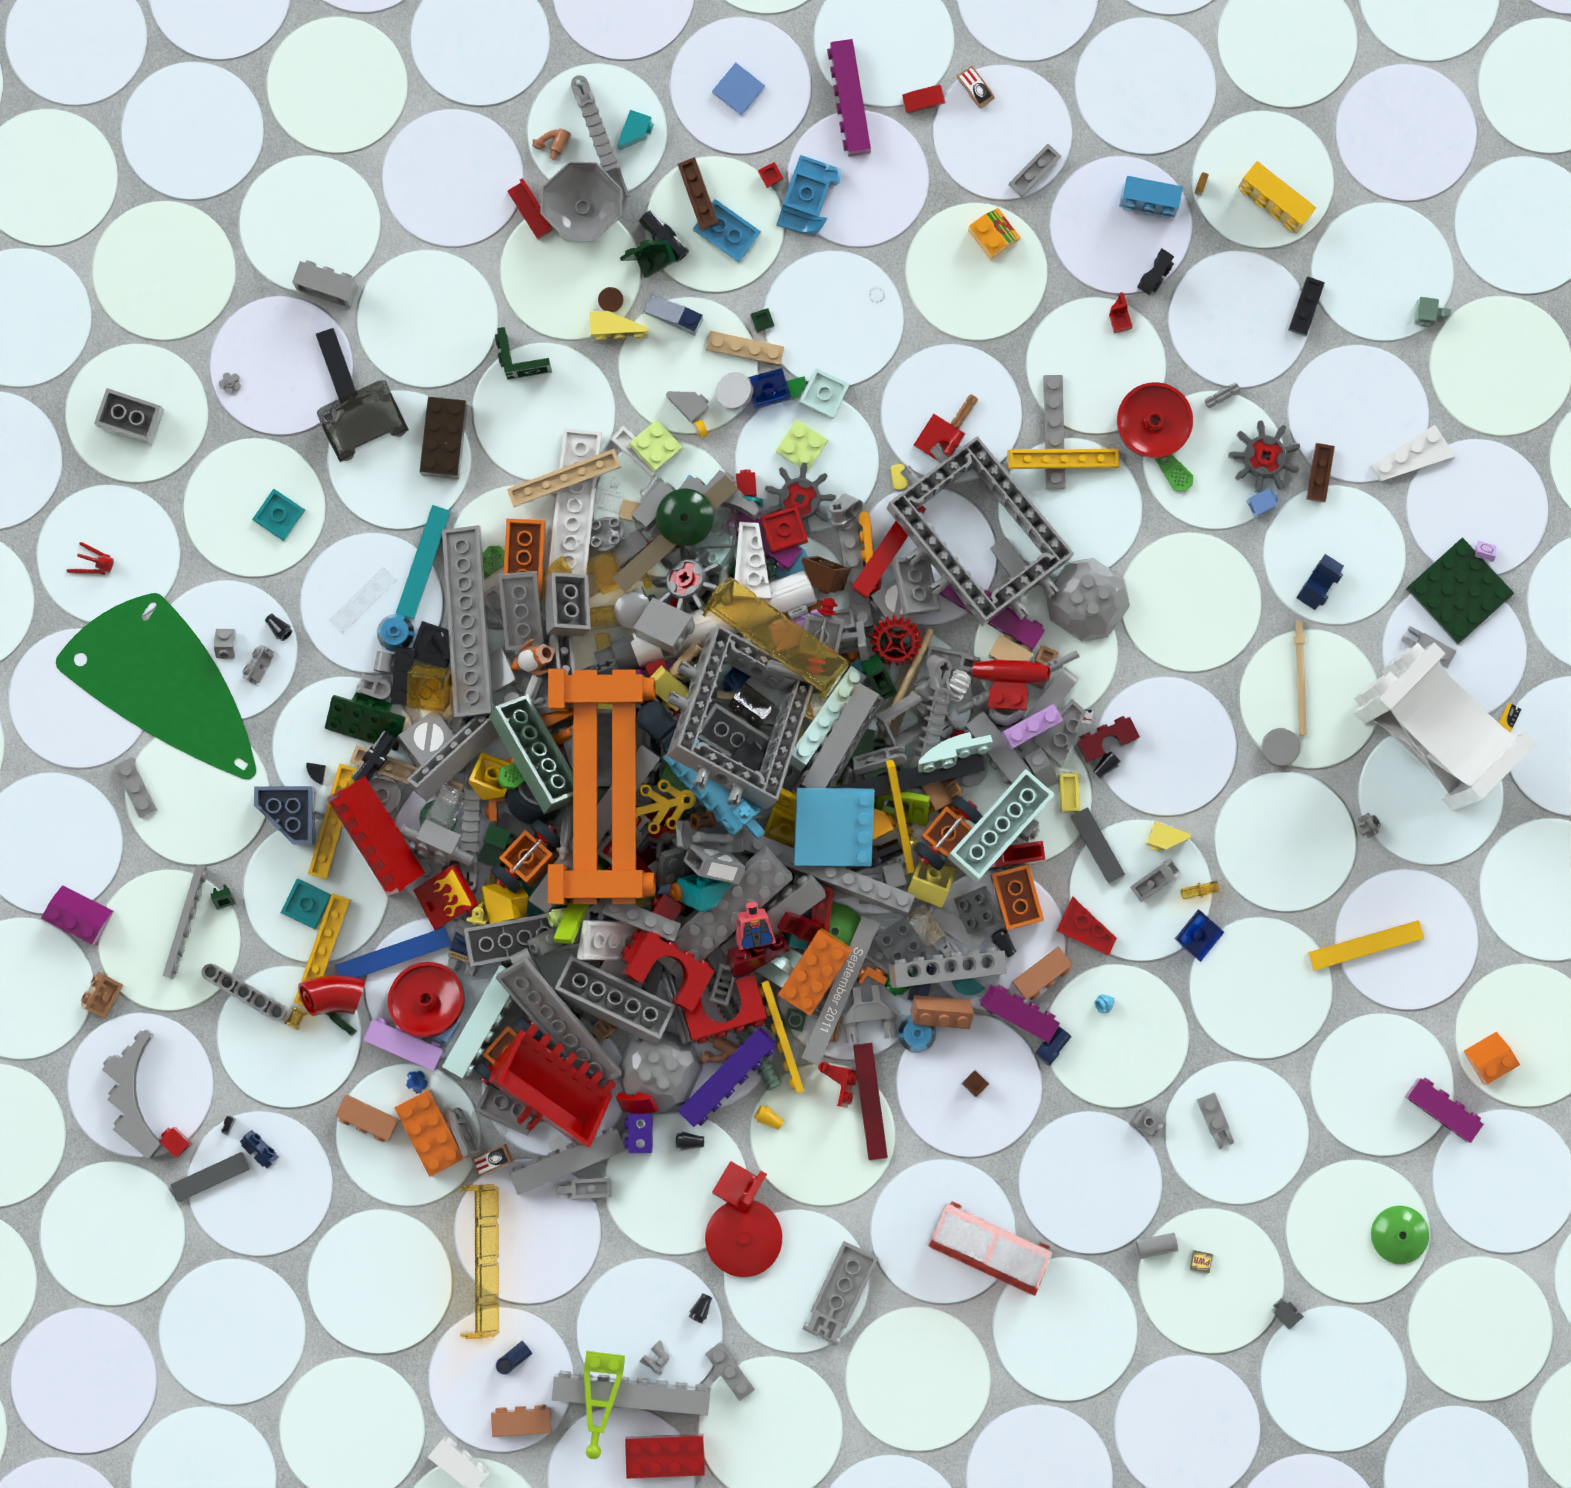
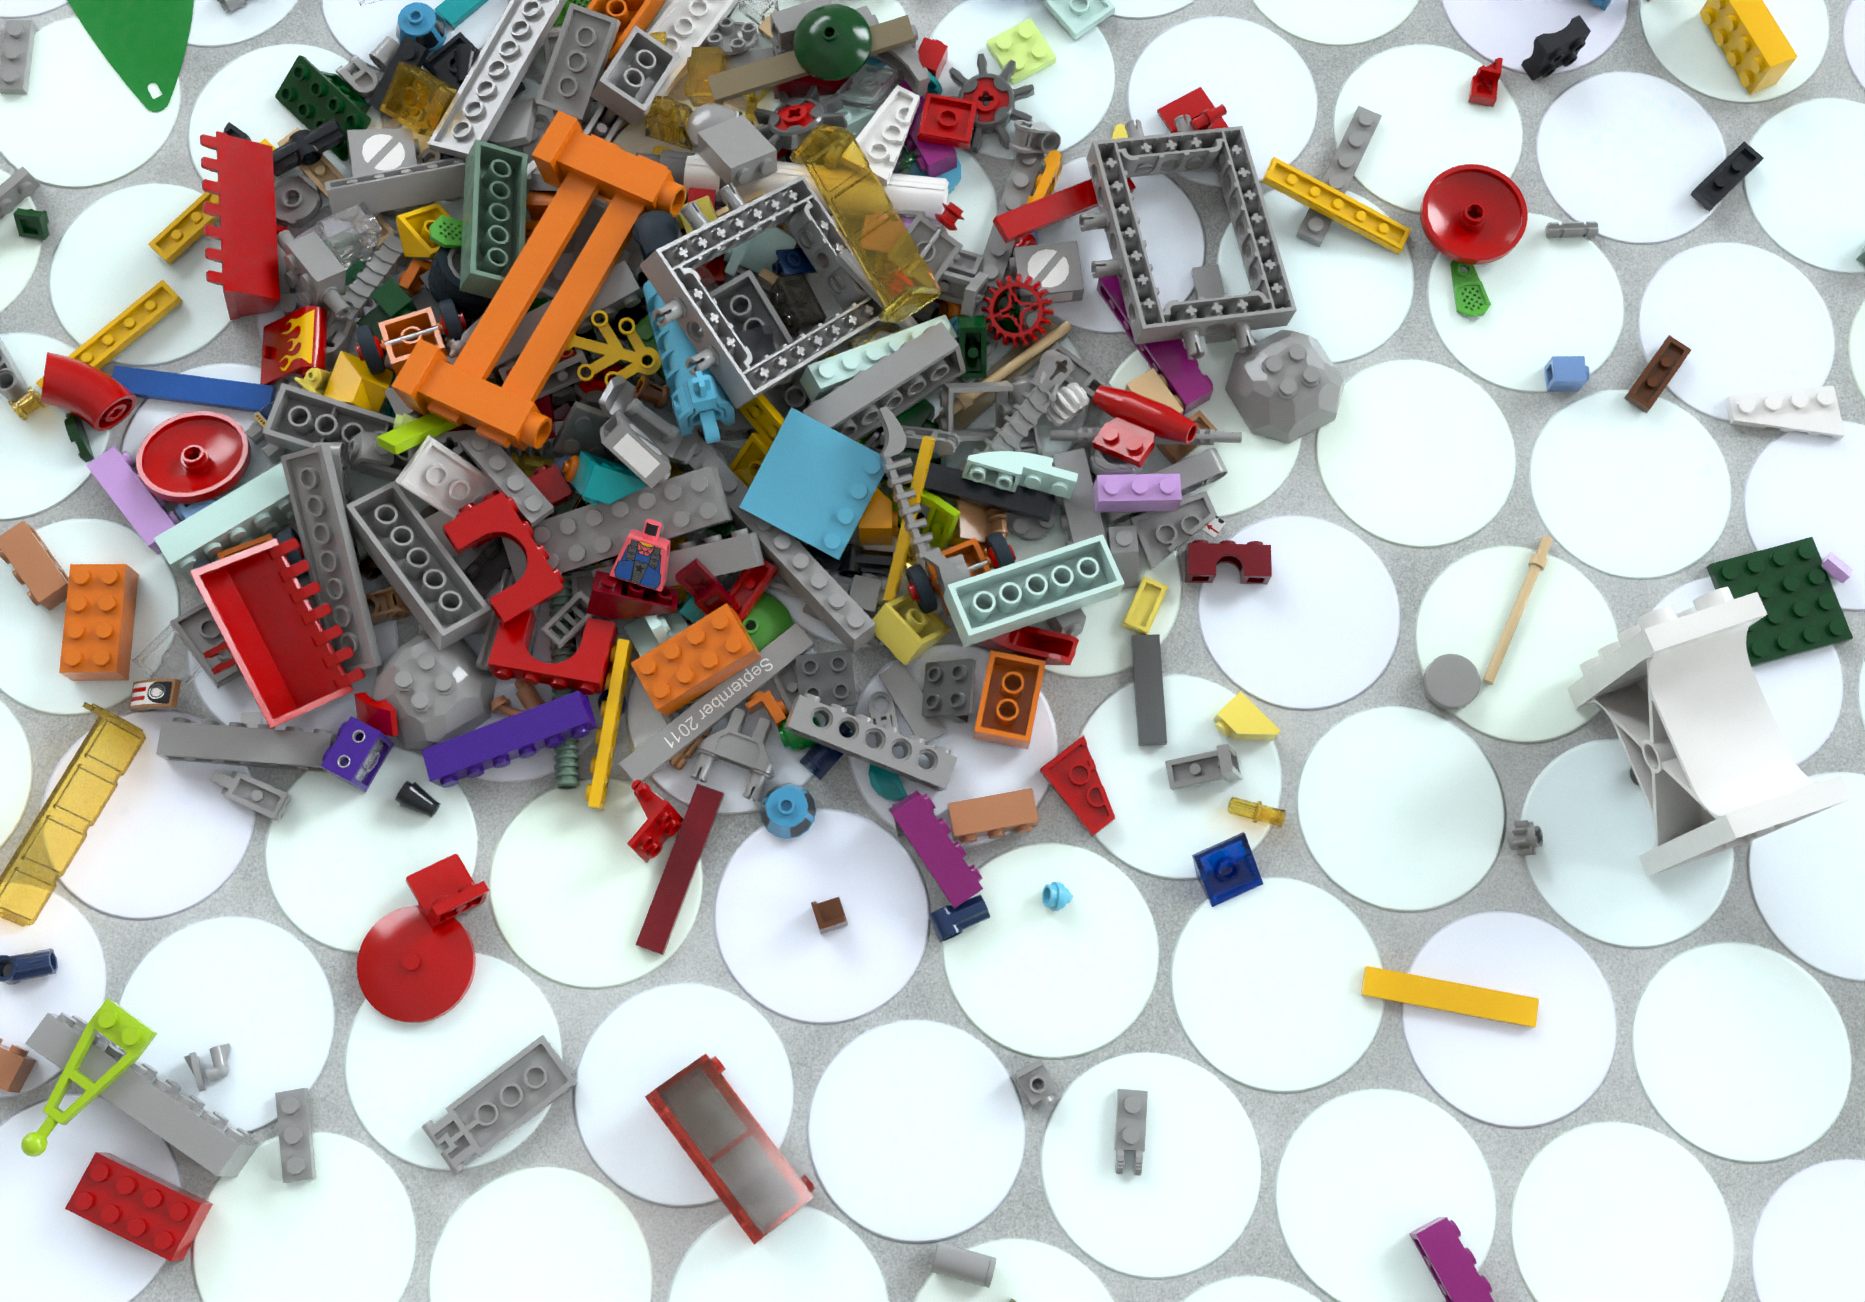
camera: 30 degrees right, 10 degrees down
(289, 810) = (169, 161): sand blue brick -> none
(306, 903) = (125, 278): teal tile -> none
(416, 1081) = (124, 552): blue plant -> none
(462, 1132) = (136, 642): light grey hinge -> none
(533, 658) = (564, 104): nougat animal -> none
(700, 1309) = (305, 1029): black cone -> none
(768, 1117) = (536, 821): yellow cone -> none
(795, 1019) = (641, 715): dark green tile -> none
(825, 574) = (972, 197): reddish brown slope -> none
(914, 585) = (1071, 260): light grey tile -> none
(925, 926) = (871, 679): clear tile -> none
(941, 1012) = (833, 795): nougat brick -> none
(945, 839) = (947, 569): none -> light grey piece
(964, 411) = (1242, 101): medium nougat axle -> none
(1003, 942) = (963, 747): black cone -> none
(1106, 764) = (1211, 593): black cone -> none
(1261, 446) = (1594, 321): dark grey gear -> none
(1323, 576) = (1603, 499): dark blue brick -> none
(1491, 1058) = (1559, 1241): orange slope -> none

